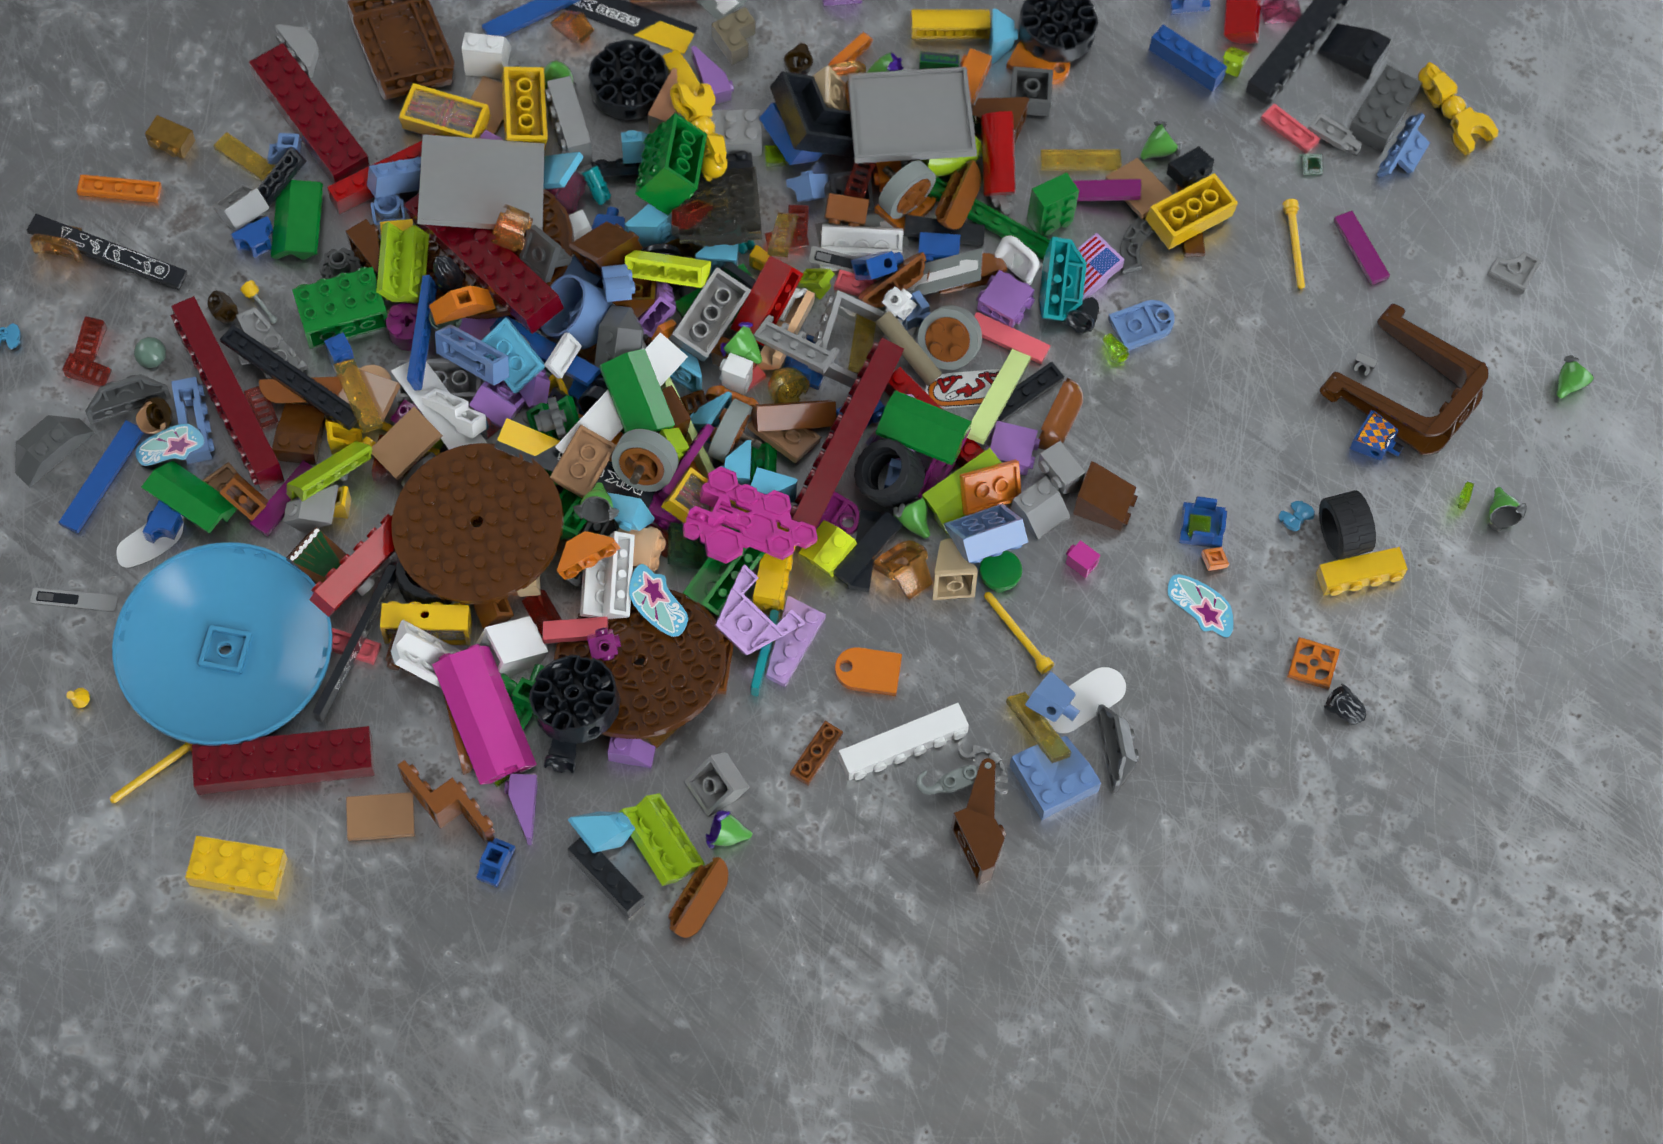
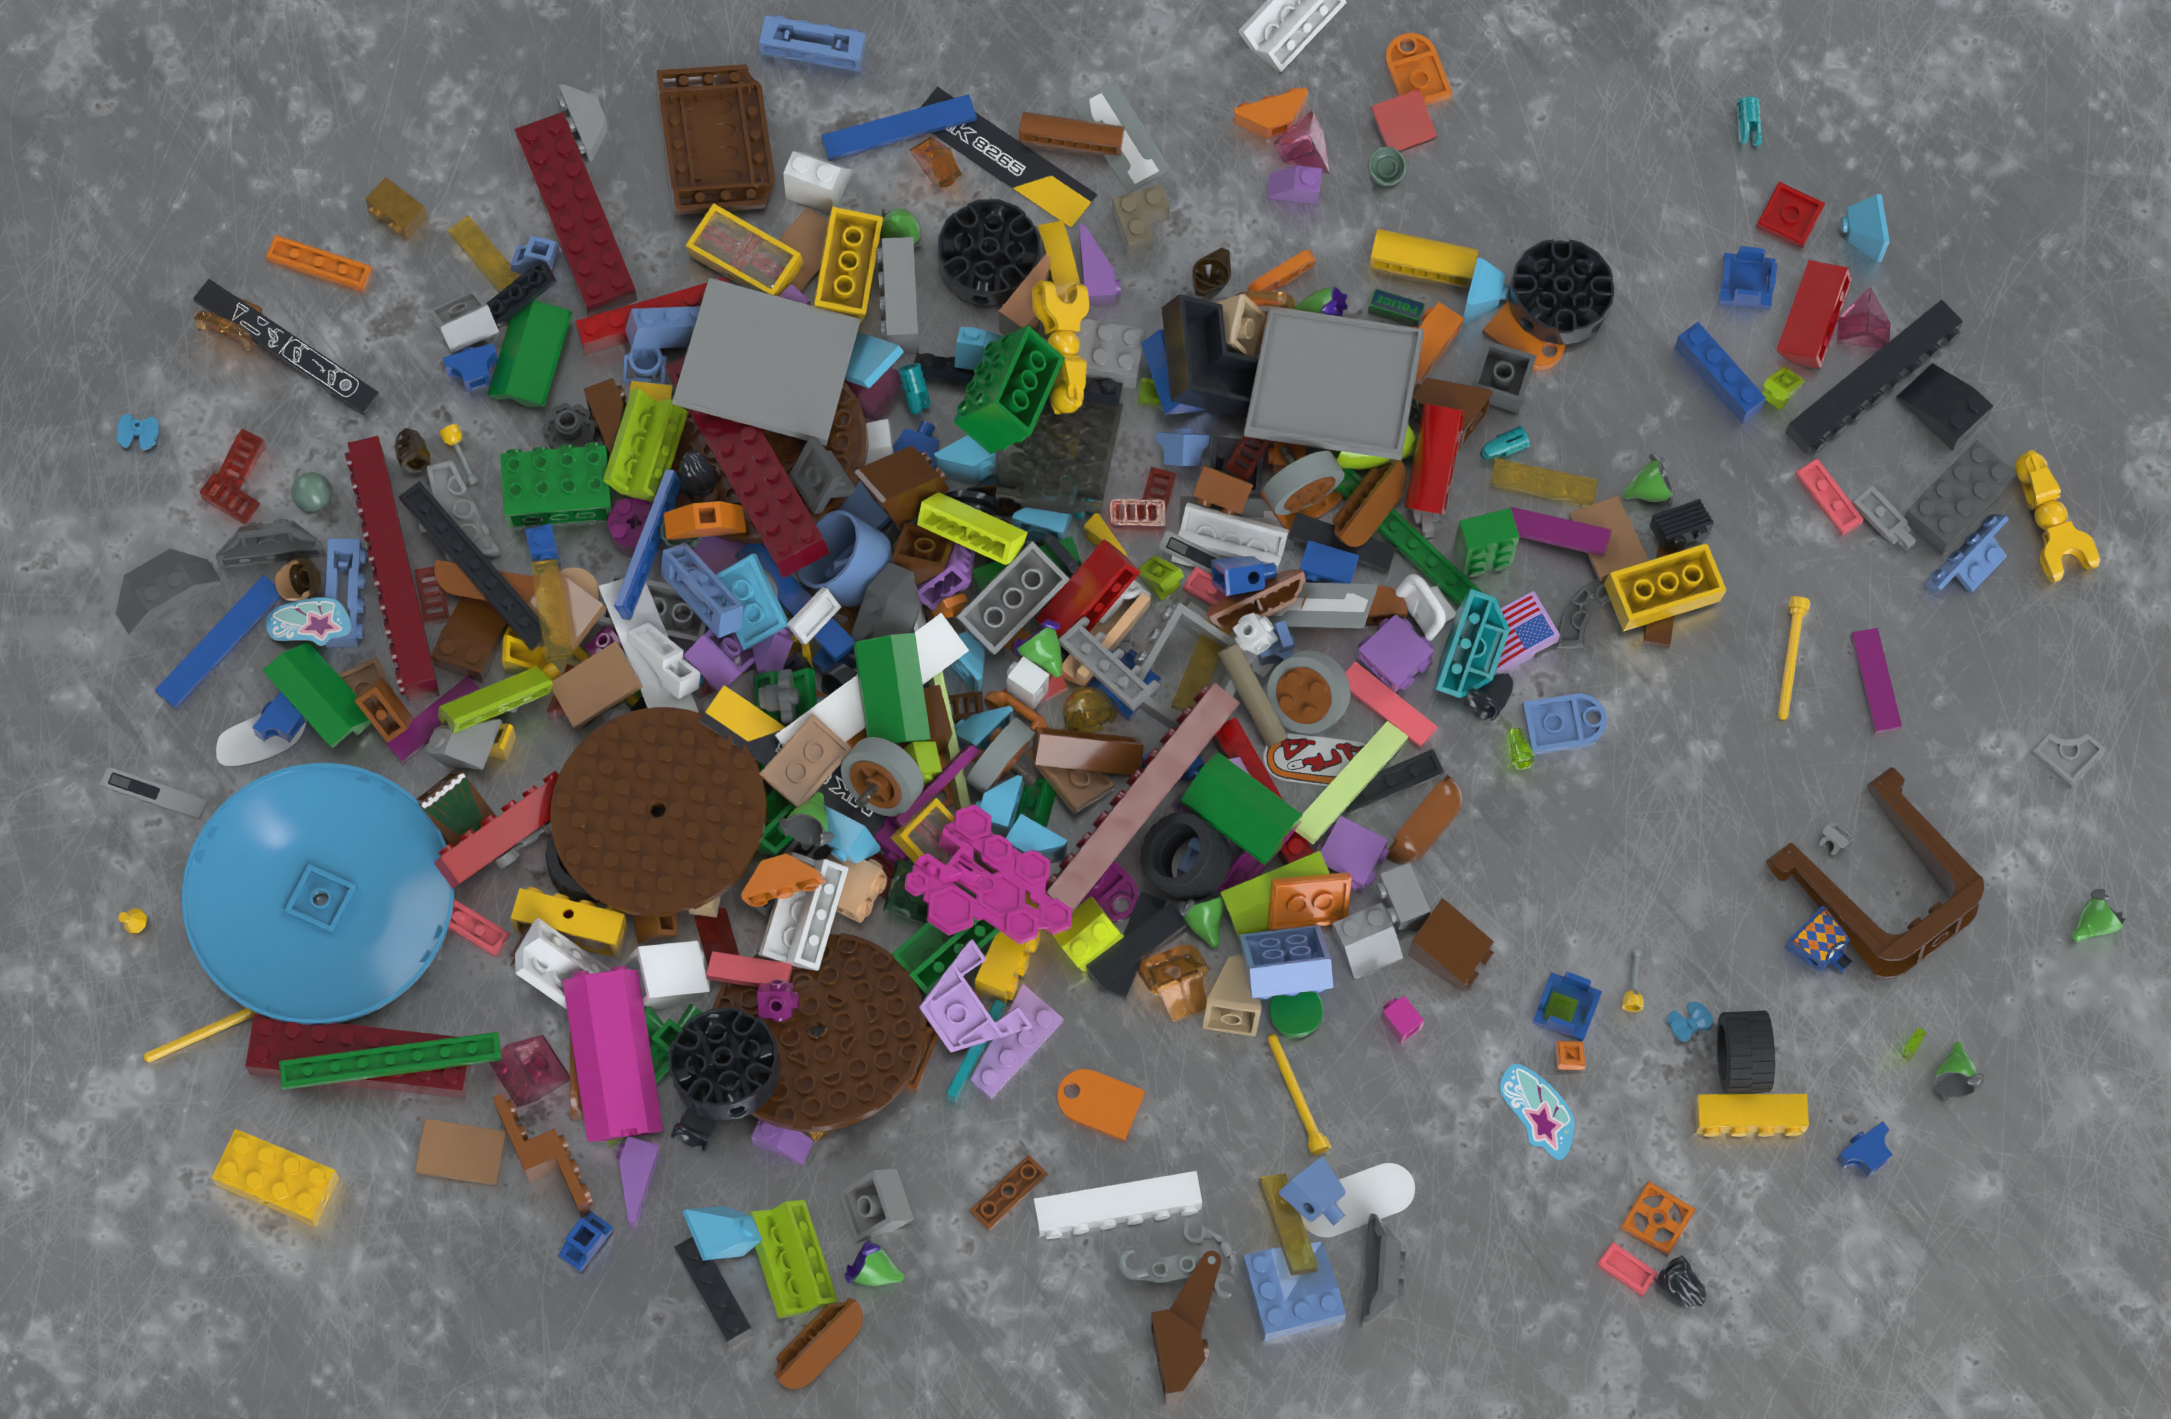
camera: 15 degrees right, 5 degrees up
(308, 756) = (390, 1060): none -> green tile
(354, 644) = (477, 929): black tile -> none
(420, 741) = (530, 1070): none -> clear pink slope
(511, 228) = (786, 437): clear orange brick -> none
(617, 283) = (902, 535): medium blue brick -> none
(656, 602) = (854, 959): sticker -> none
(690, 213) = (1017, 460): clear red slope -> none
(782, 234) = (1130, 510): clear yellow tile -> none
(1046, 138) = (1506, 444): none -> teal hinge
(1250, 508) = (1633, 999): none -> hinge
(1301, 705) = (1627, 1269): none -> coral tile
(1312, 163) = (1844, 551): slope -> none
(1454, 579) = (1867, 1150): none -> blue brick

